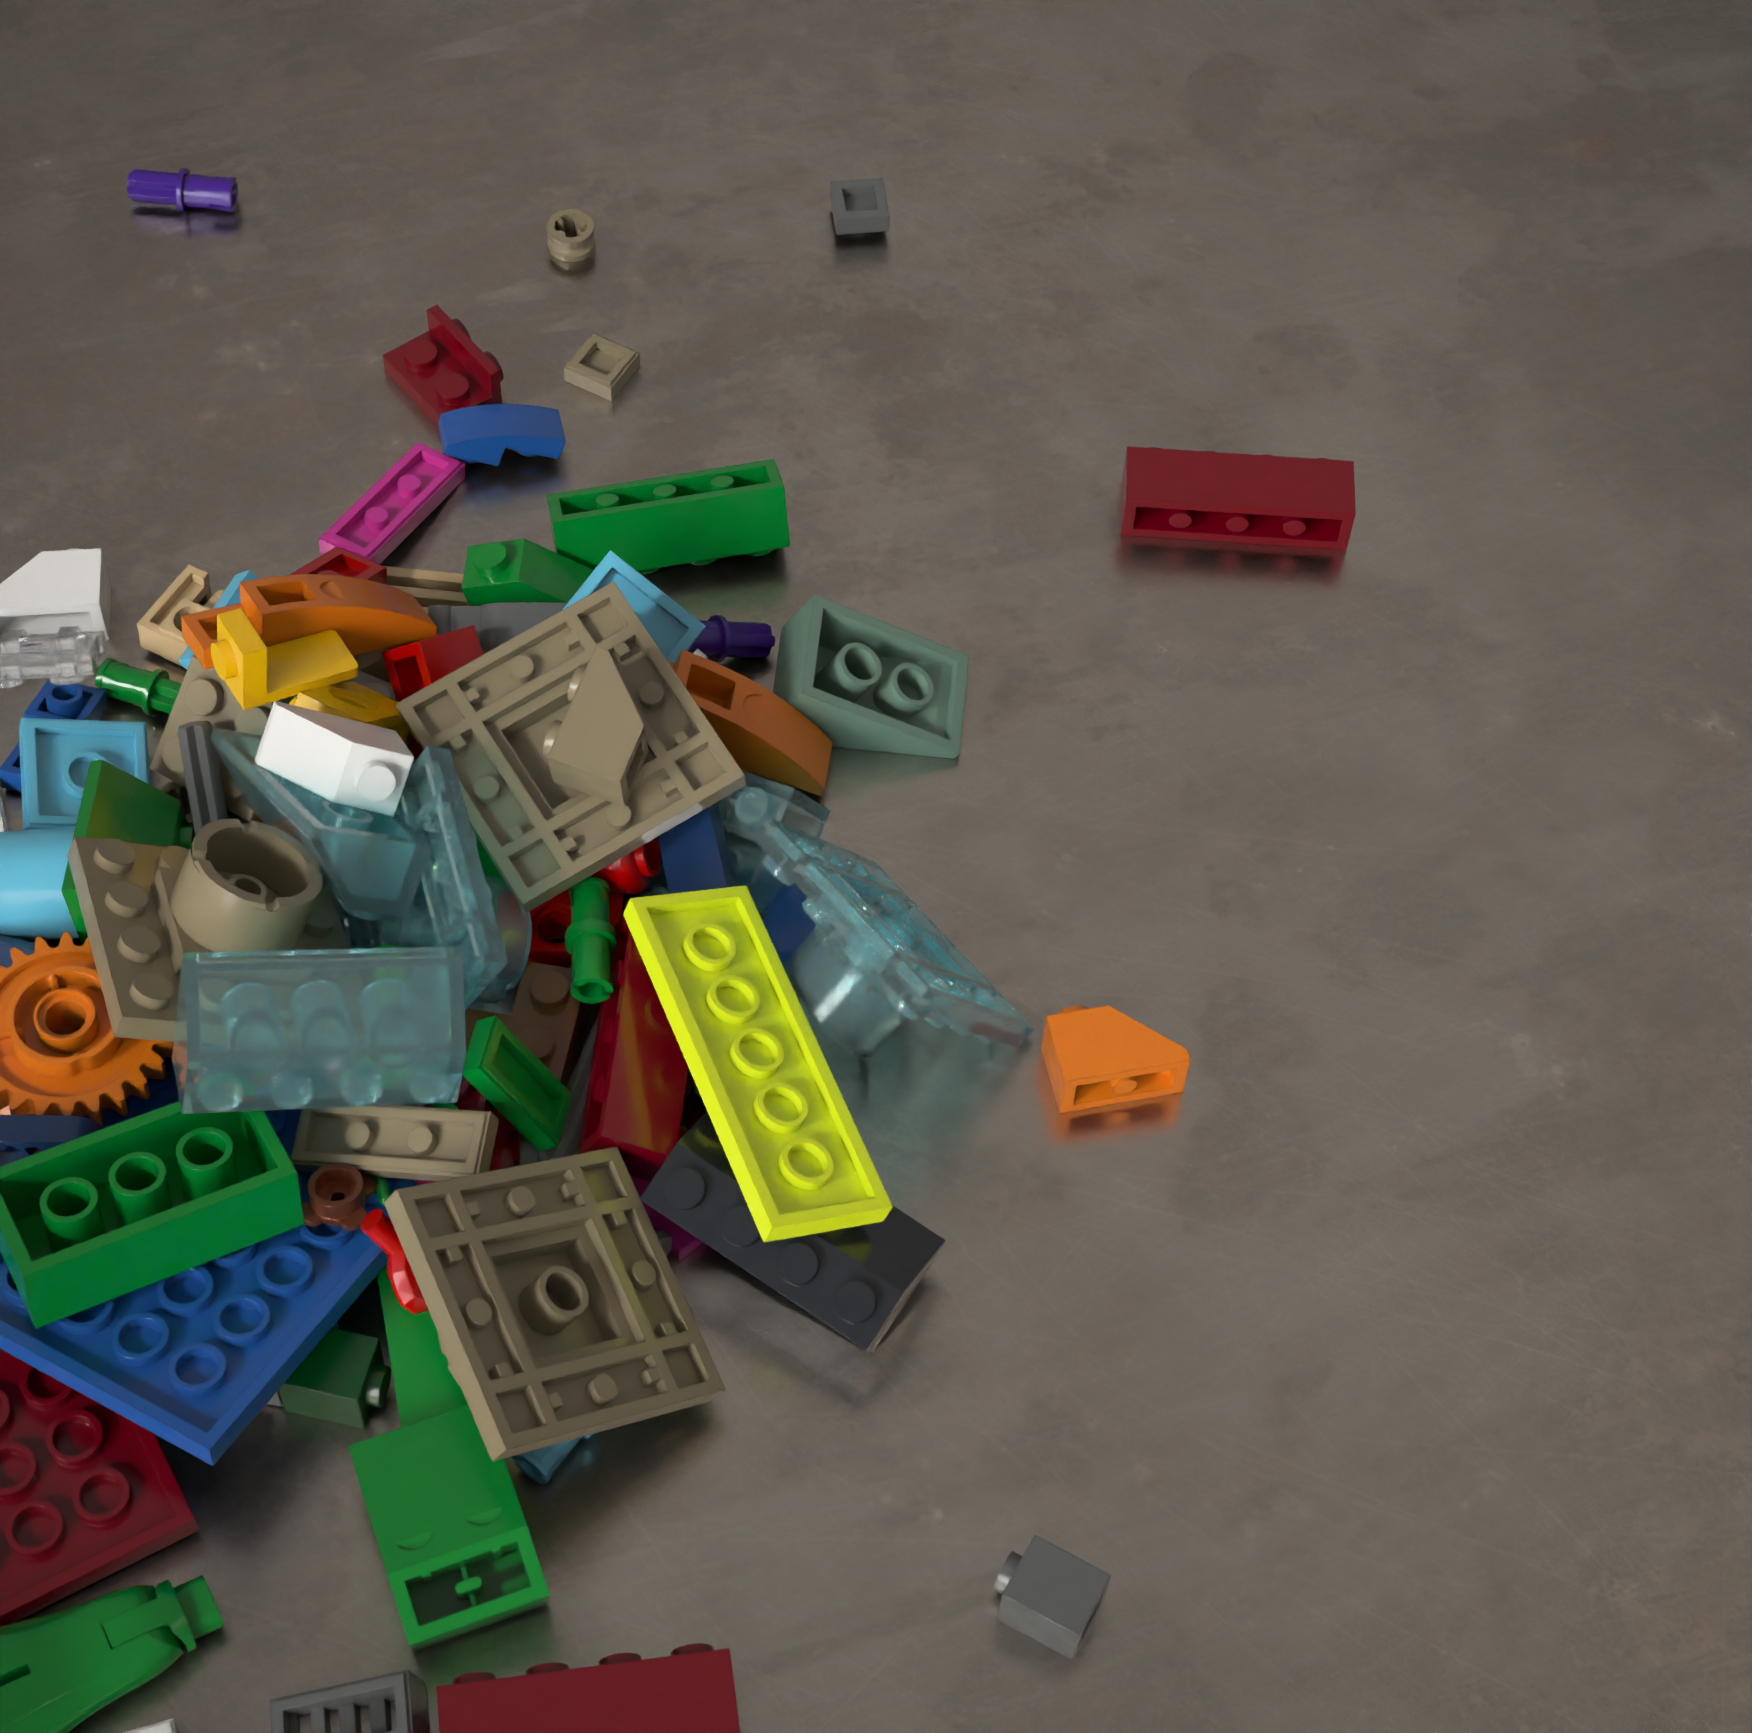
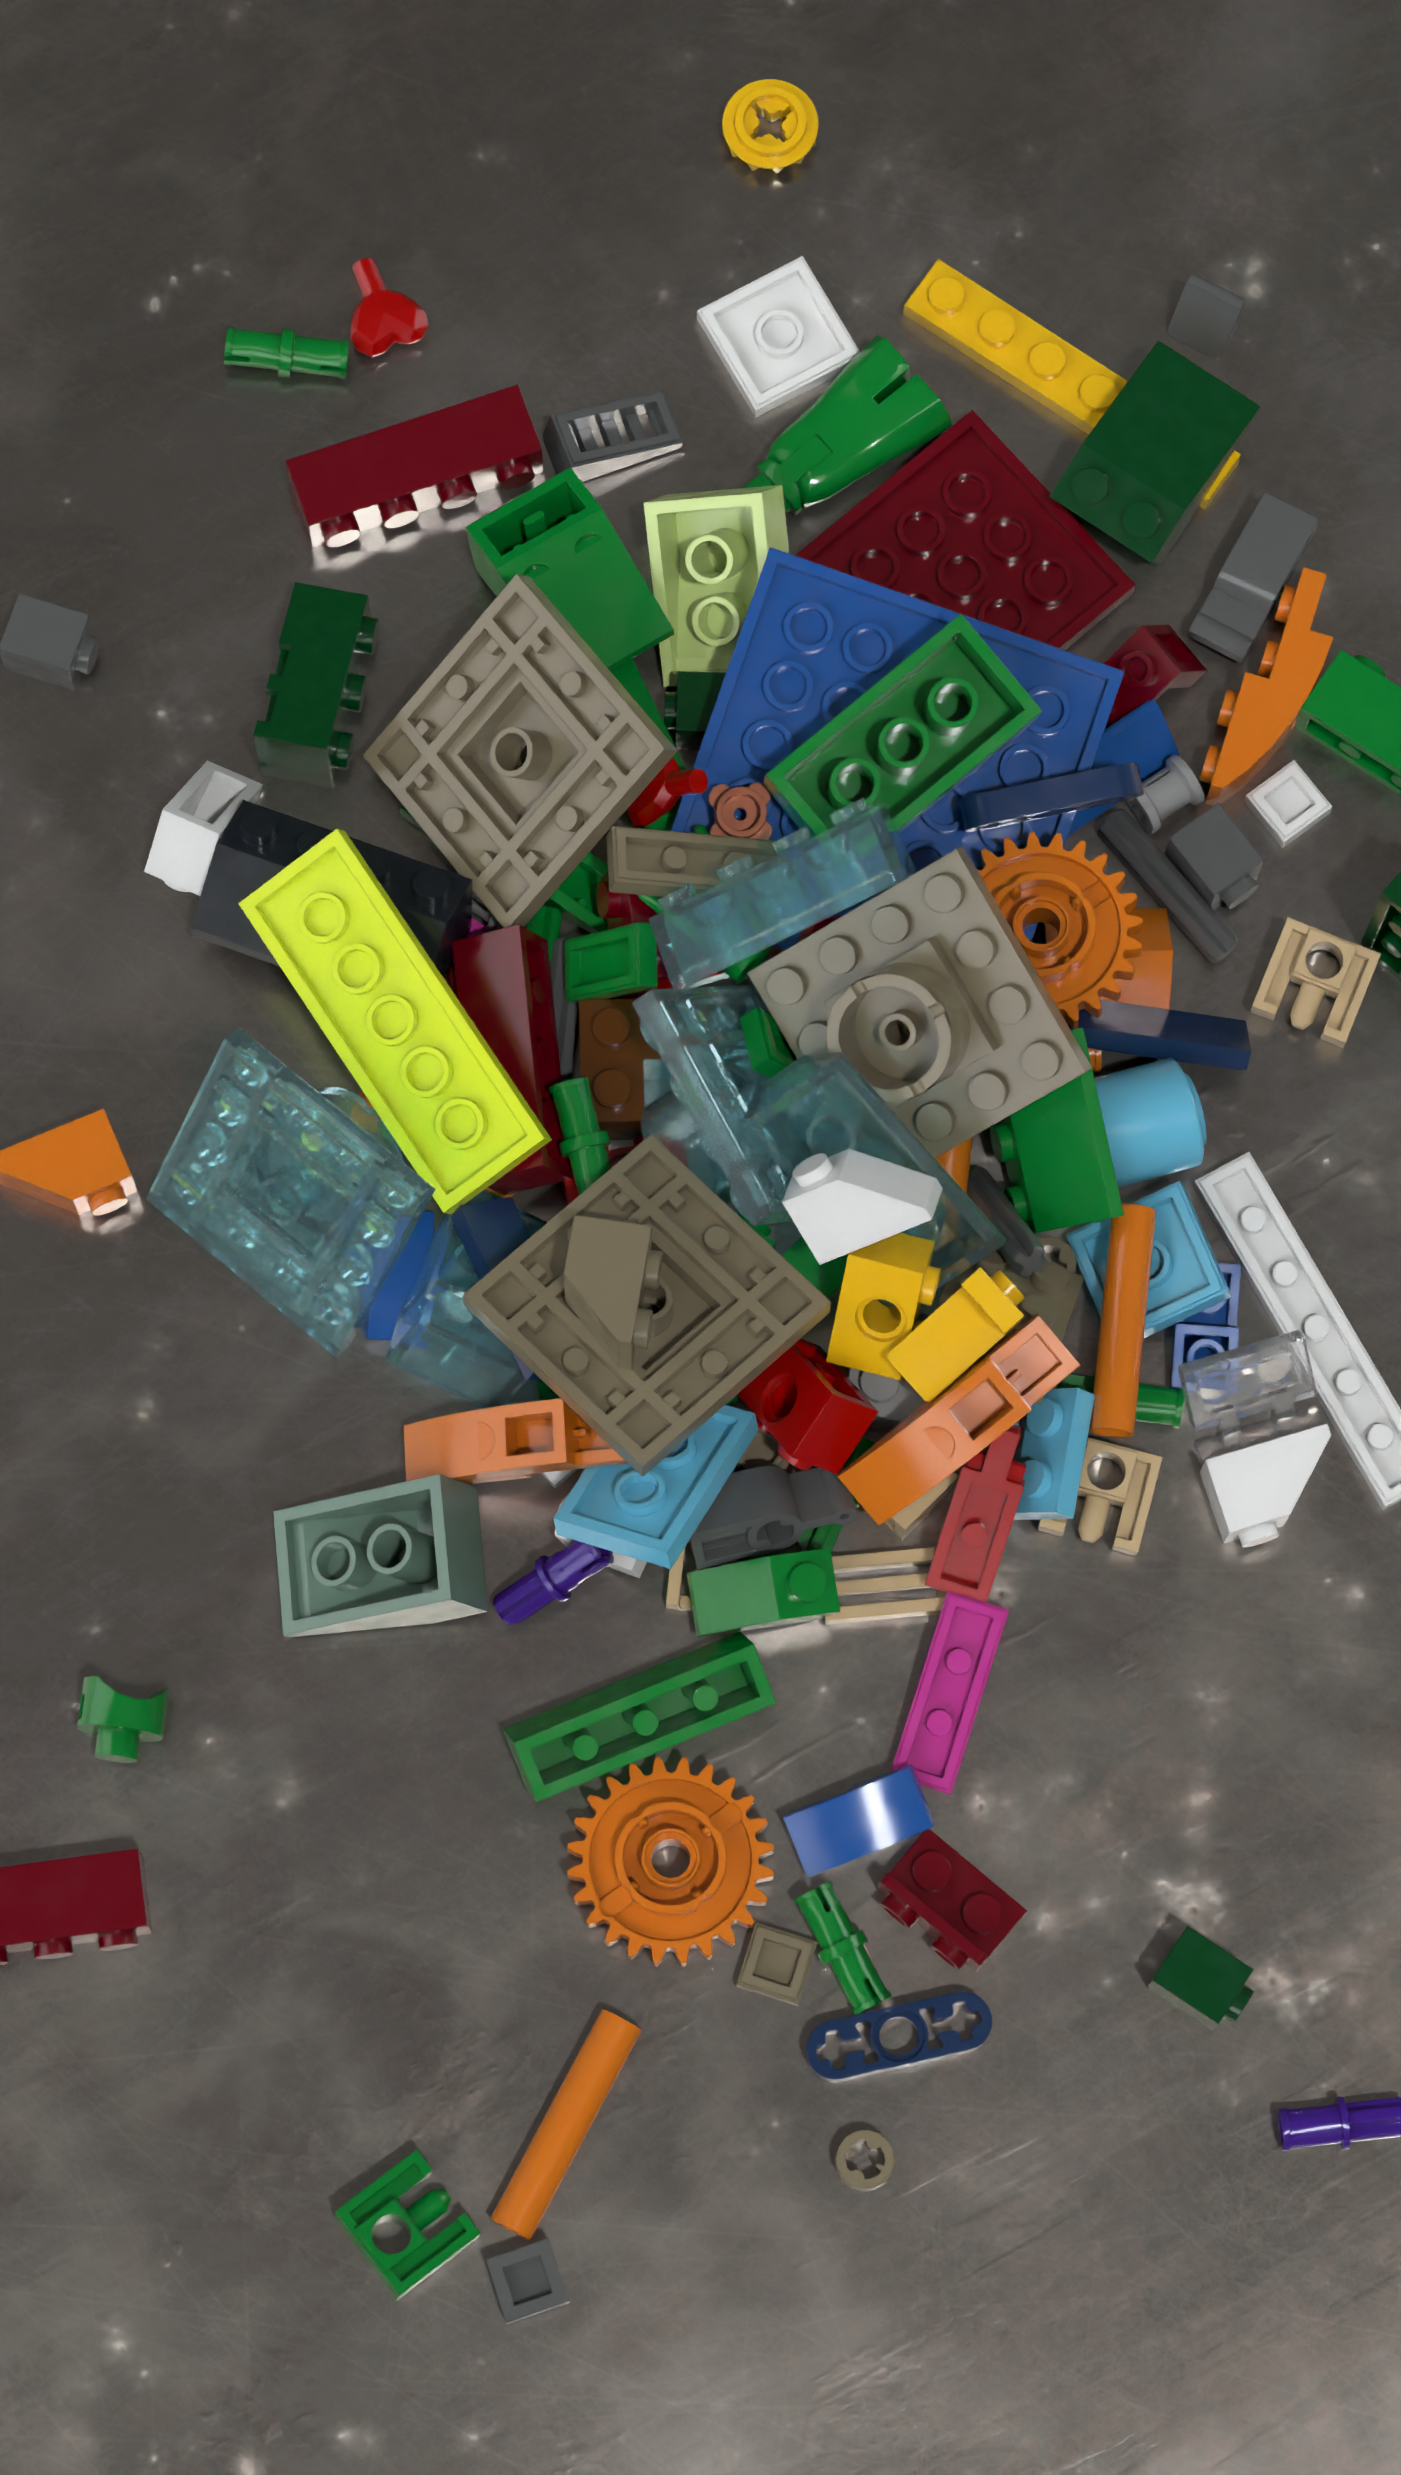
camera: 170 degrees right, 20 degrees up
(130, 710) = (1123, 1322): none -> orange piece
(258, 285) = (1203, 1980): none -> dark green brick
(277, 1514) = (707, 567): none -> yellowish green slope
(499, 288) = (942, 2011): none -> dark blue beam
(544, 359) = (842, 1947): none -> green pin
(667, 423) = (670, 1812): none -> orange gear
(761, 1476) = (316, 686): none -> dark green wedge
(803, 294) = (566, 2124): none -> orange piece
(911, 1361) = (194, 824): none -> white slope
(960, 246) = (380, 2204): none -> green brick
(1123, 607) = (120, 1720): none -> green piece

